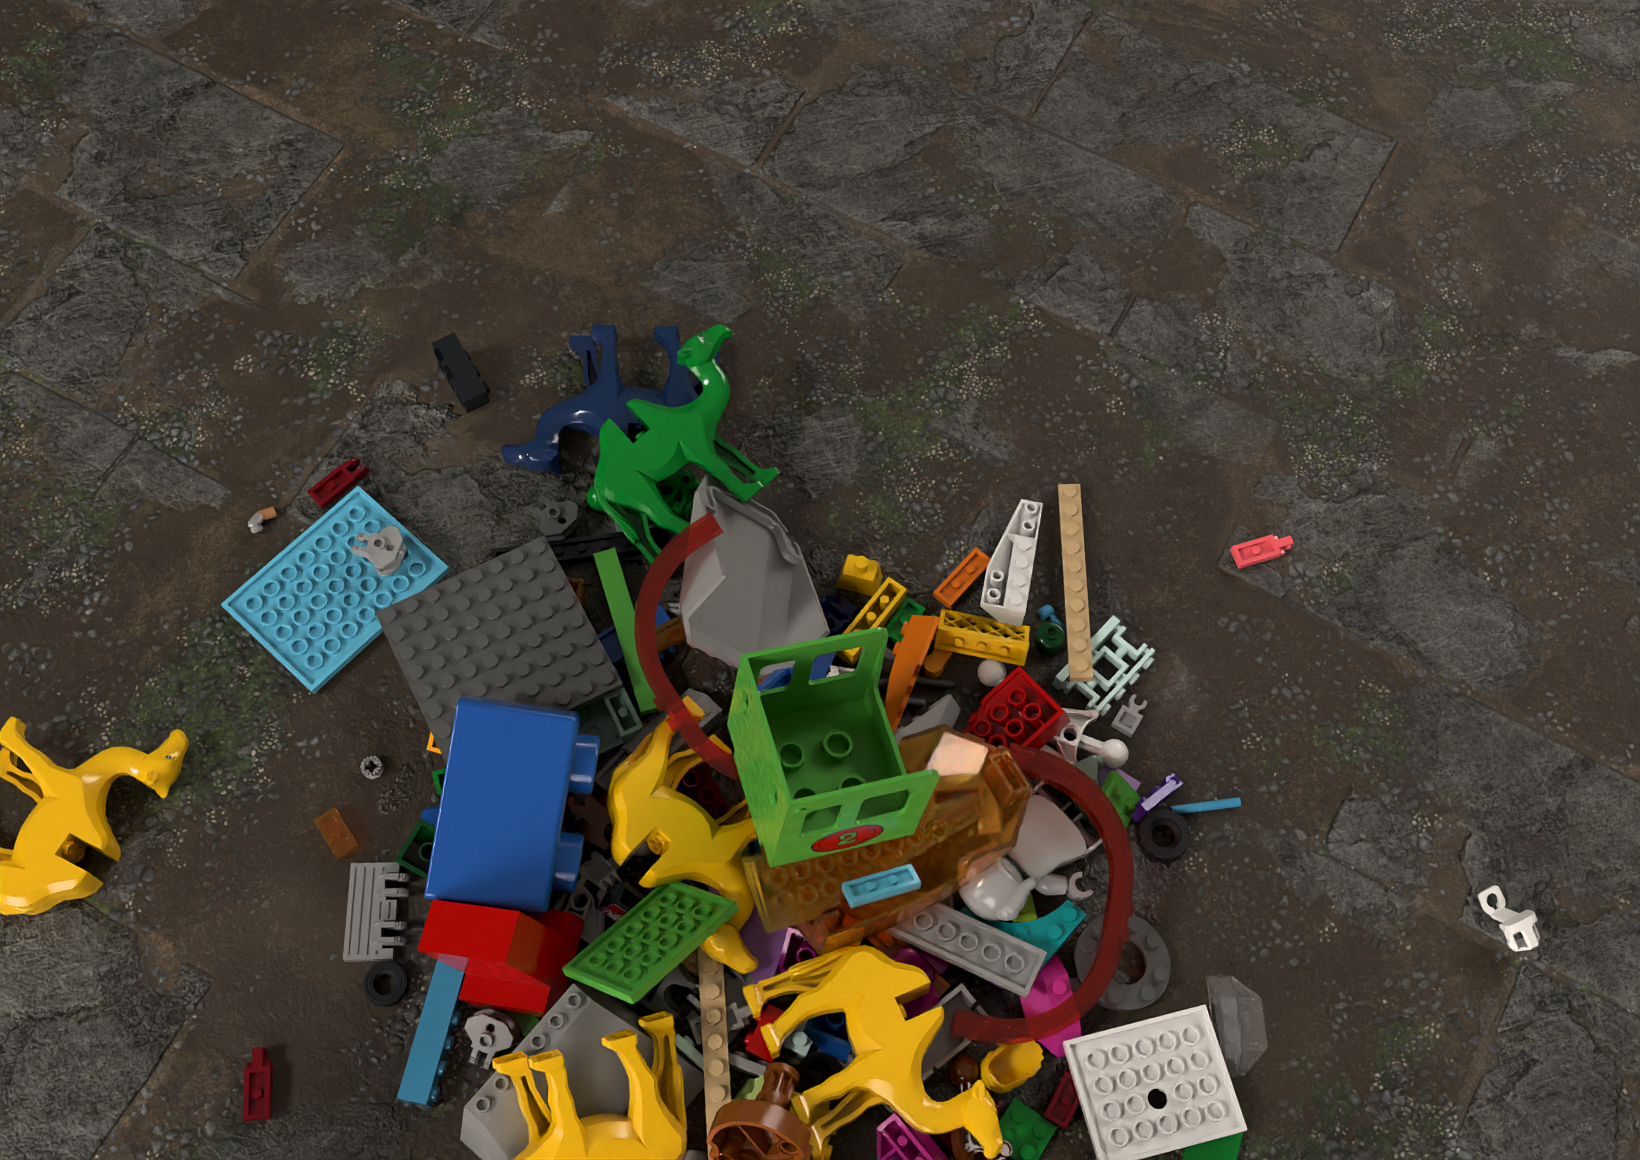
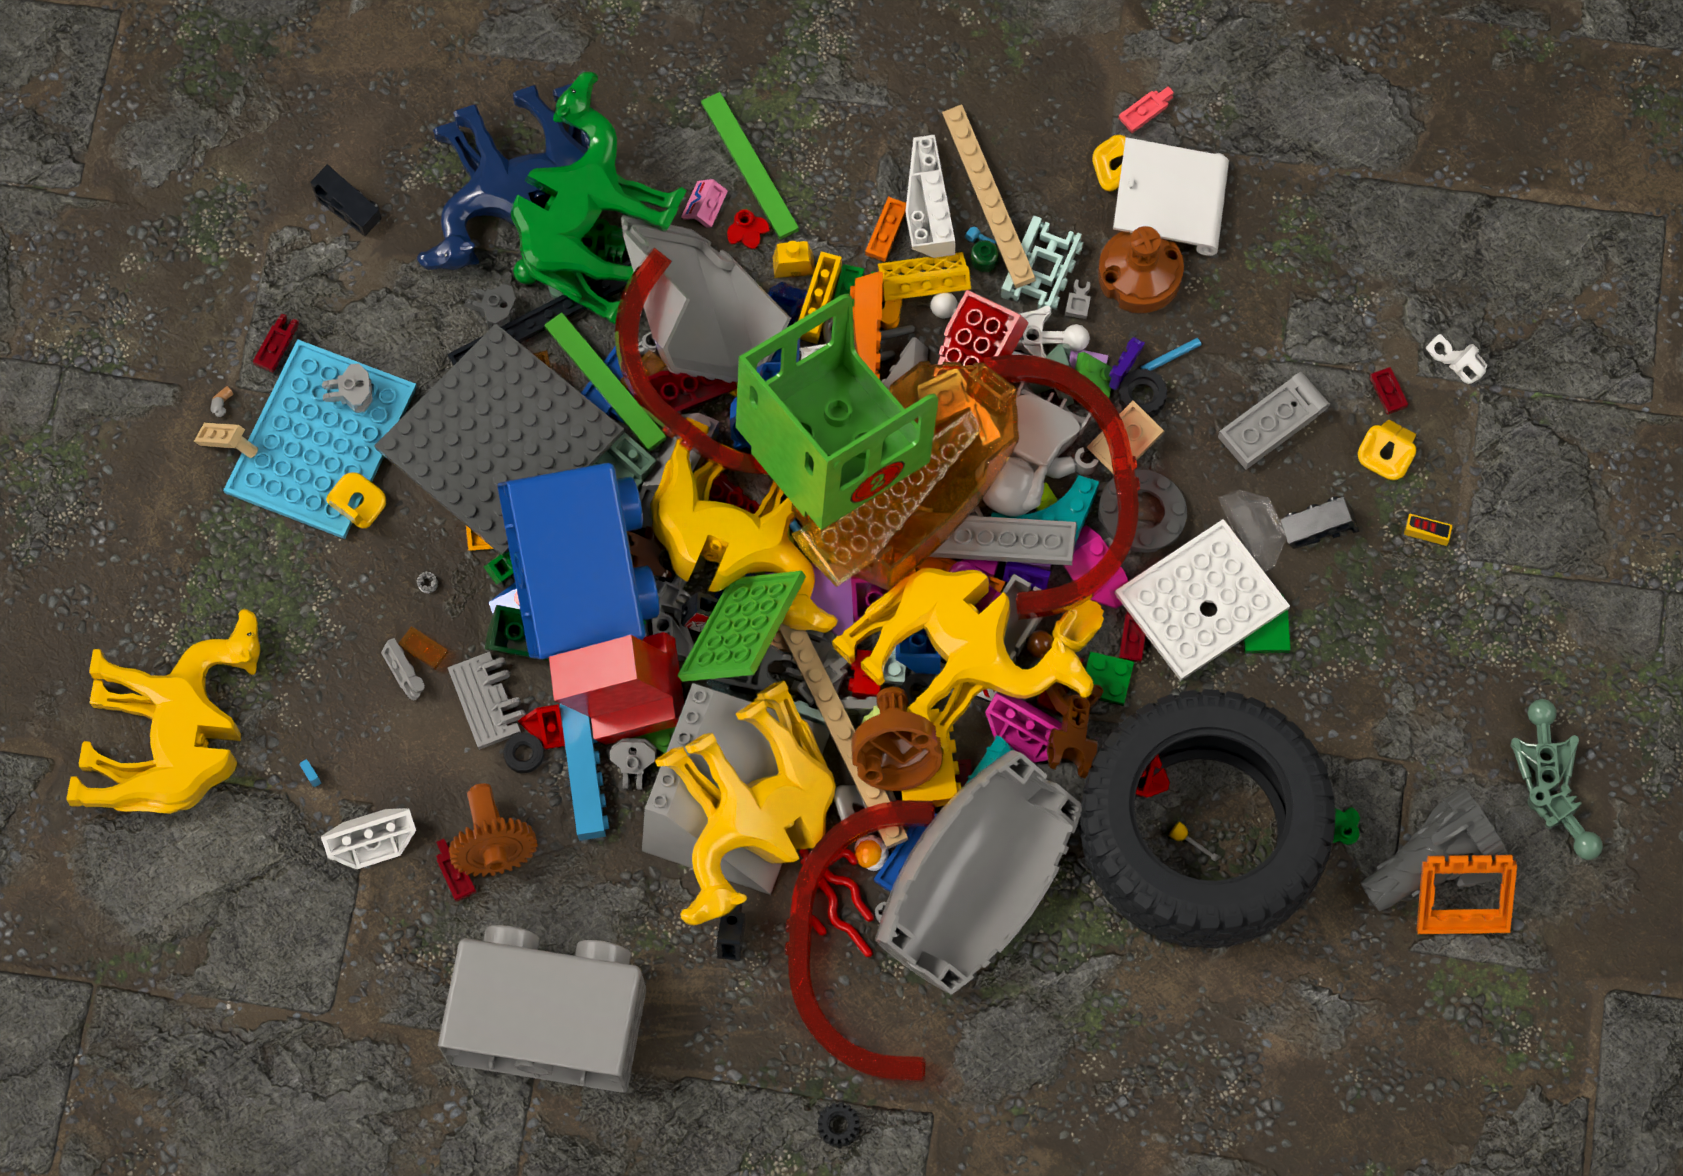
camera: 15 degrees left, 5 degrees up
(165, 923) = (310, 773): none -> dark azure tile
(187, 1017) = (370, 838): none -> white wedge
(245, 554) = (225, 436): none -> tan piece
(301, 1074) = (493, 842): none -> dark orange piece
(305, 850) = (402, 669): none -> light grey hinge
(341, 676) = (373, 501): none -> yellow piece
(417, 965) = (545, 725): none -> red slope
(692, 667) = (688, 392): none -> dark red wedge
(797, 491) = (705, 202): none -> bright pink panel
(827, 533) = (747, 232): none -> red plate
(854, 473) = (750, 165): none -> bright green tile
(881, 885) = (917, 514): medium azure plate -> none
(983, 992) = (1033, 575): none -> dark purple plate
(1149, 875) = (1141, 433): none -> tan plate
(1203, 707) = (1141, 270): none -> dark orange piece
(1232, 599) = (1102, 159): none -> yellow piece
(1260, 642) = (1173, 192): none -> white door
(1292, 914) = (1273, 420): none -> light grey hinge
(1307, 1045) = (1319, 522): none -> wedge
(1422, 1002) = (1403, 451): none -> yellow piece
(1424, 926) = (1388, 390): none -> dark red plate
(1424, 1096) = (1428, 529): none -> slope

